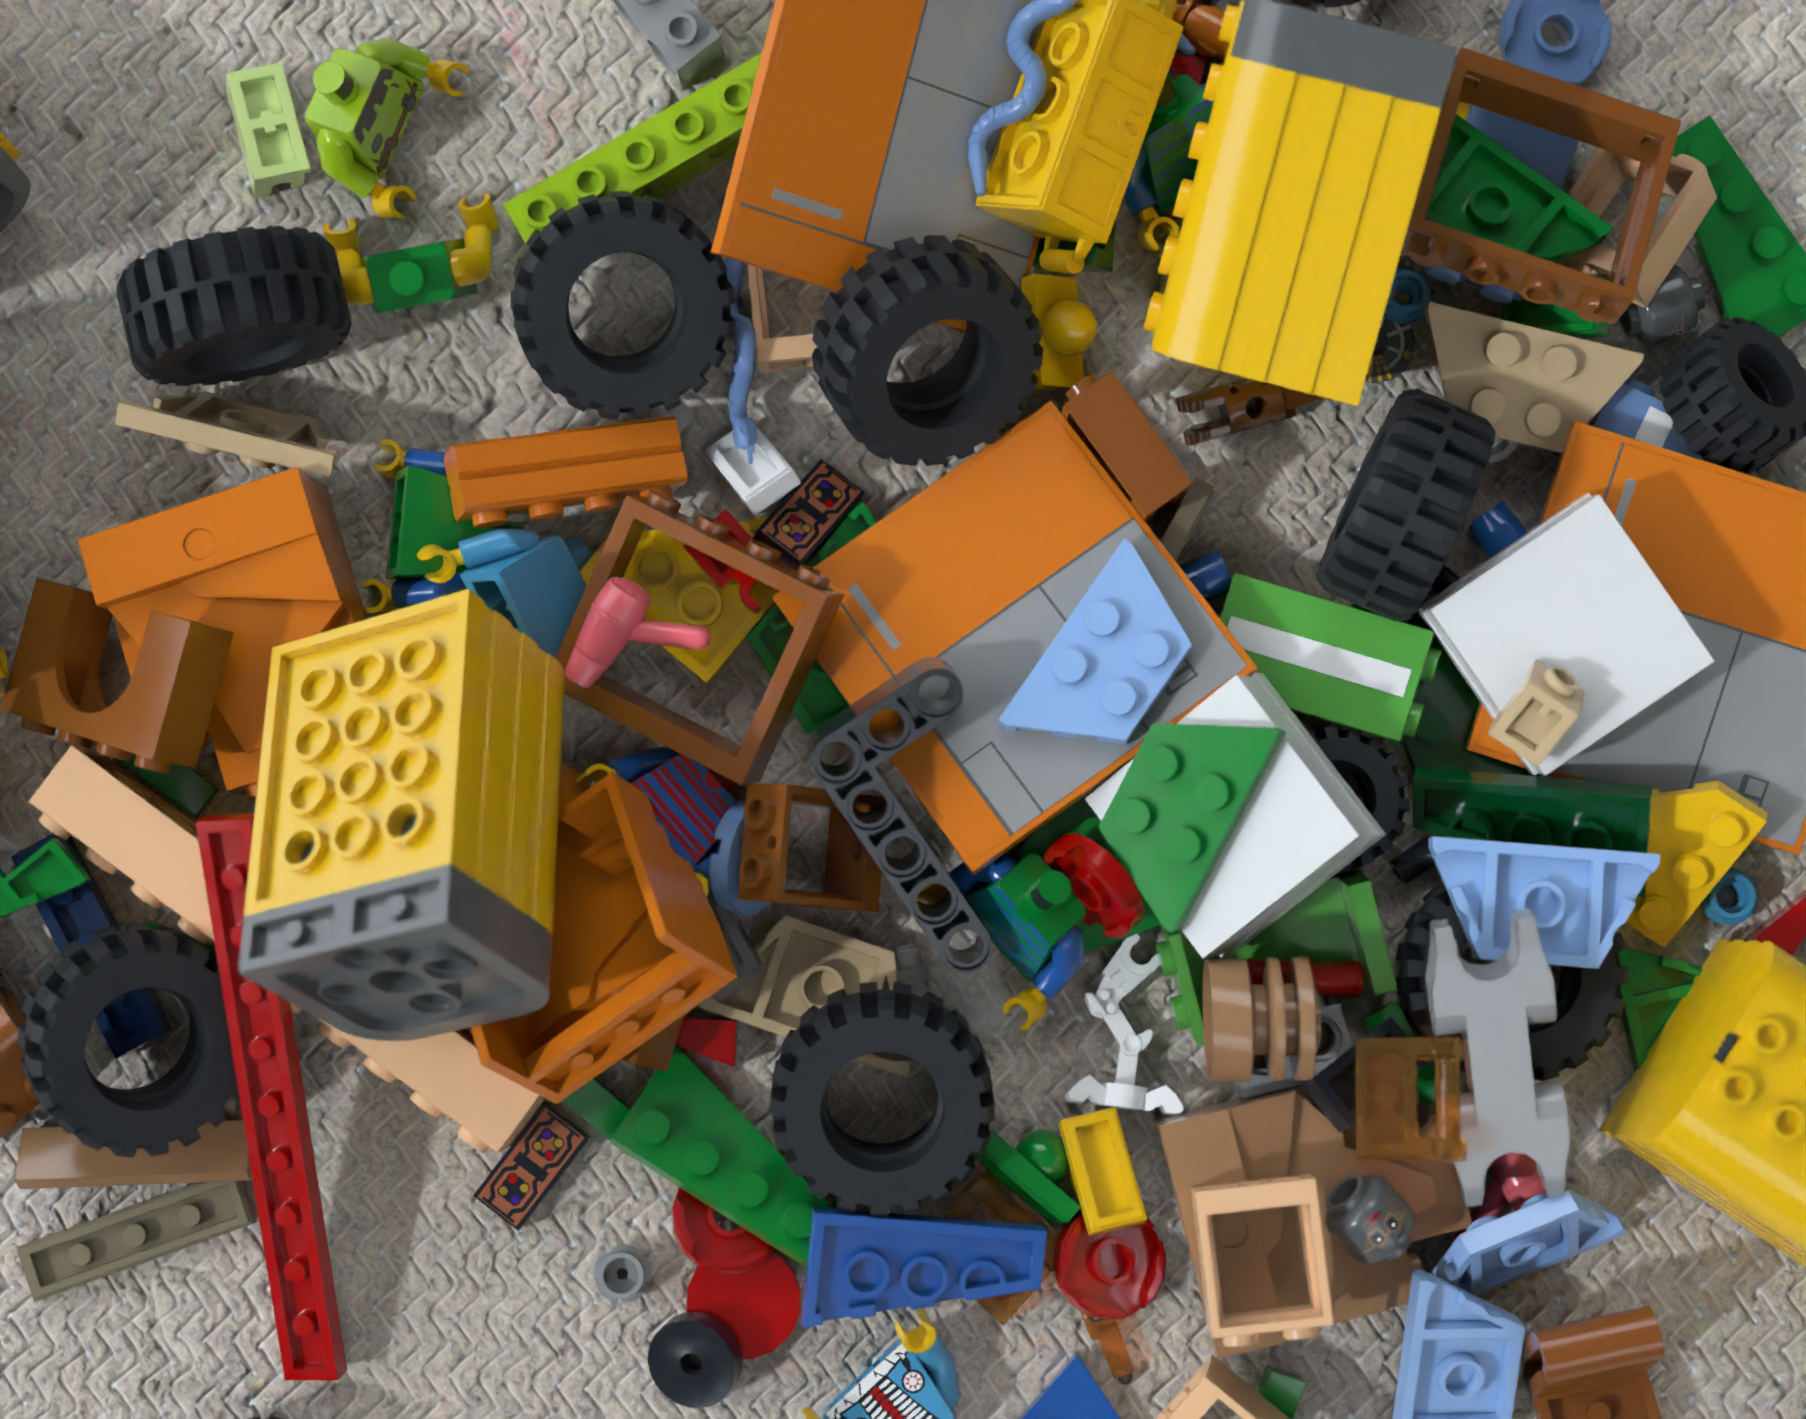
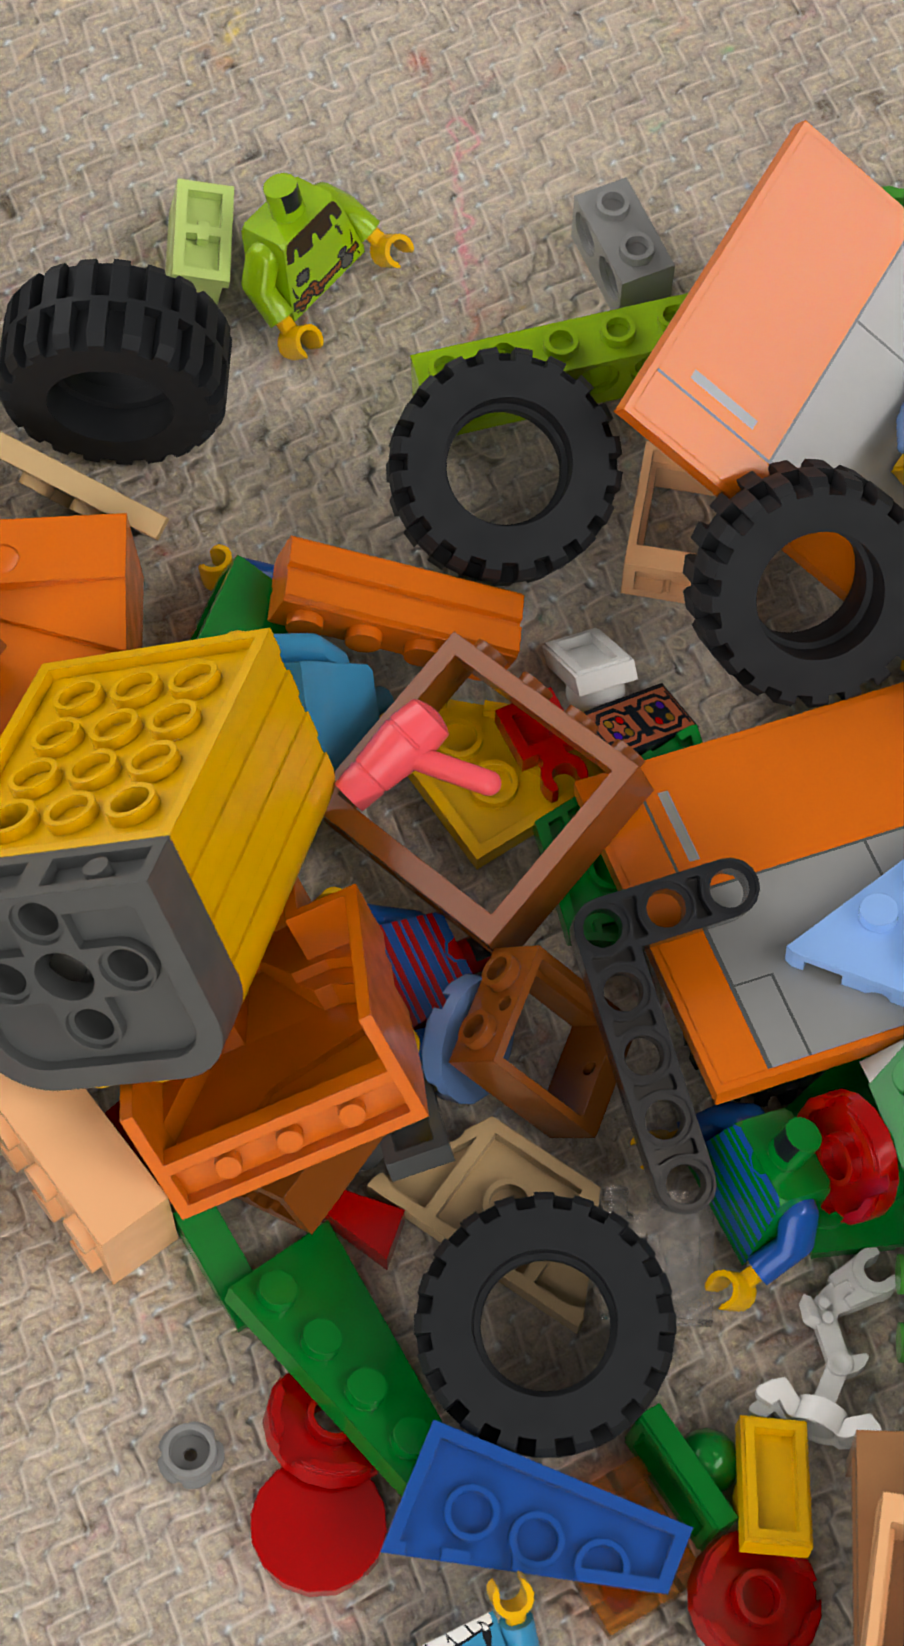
camera: 15 degrees right, 20 degrees down
(420, 272) = (306, 396): torso -> none
(531, 1166) = (128, 1309): tile -> none
(711, 1343) = (272, 1571): black piece -> none
(743, 367) = (615, 538): medium blue animal -> none

